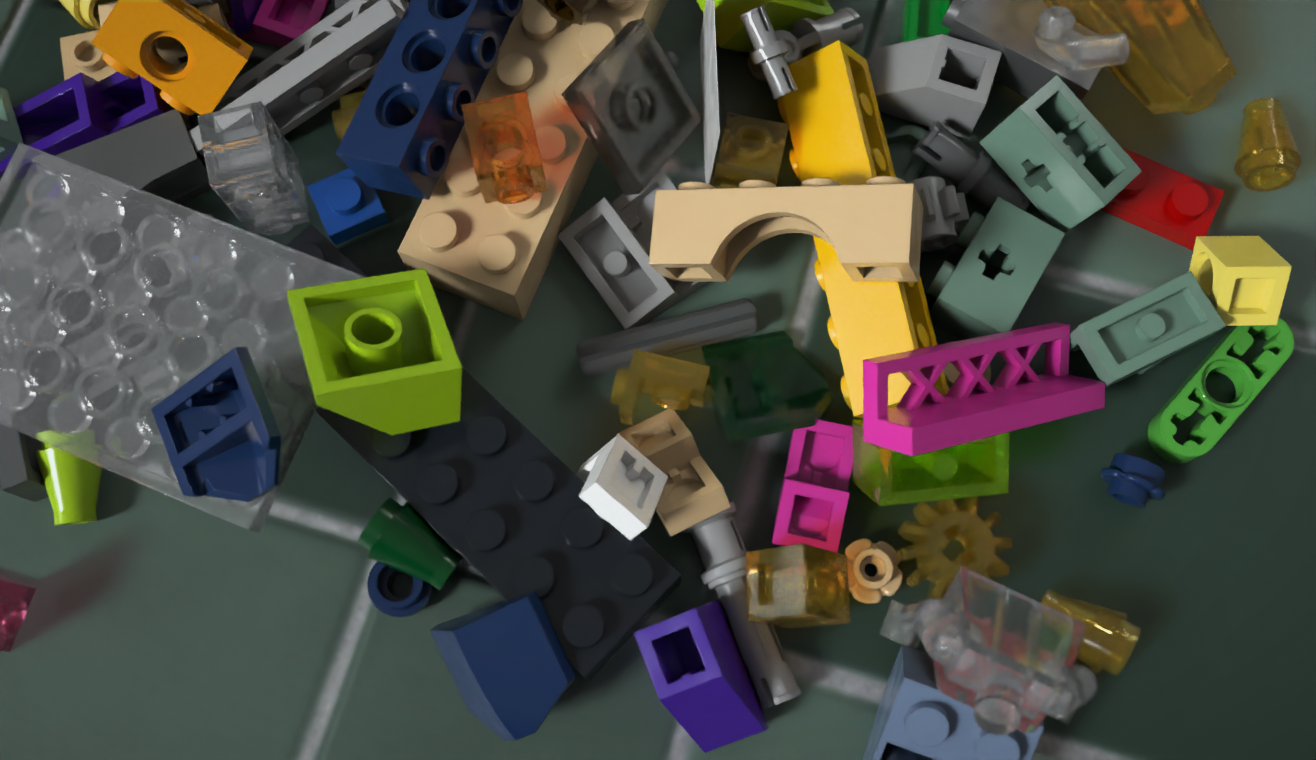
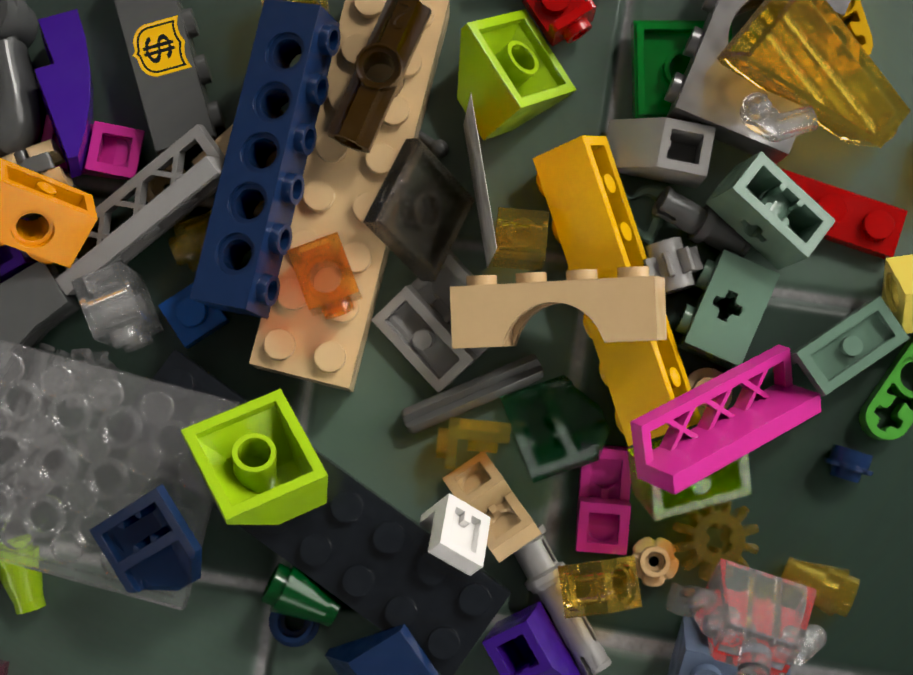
camera: 10 degrees left, 10 degrees up
(777, 49) = (534, 137): light grey pin -> none

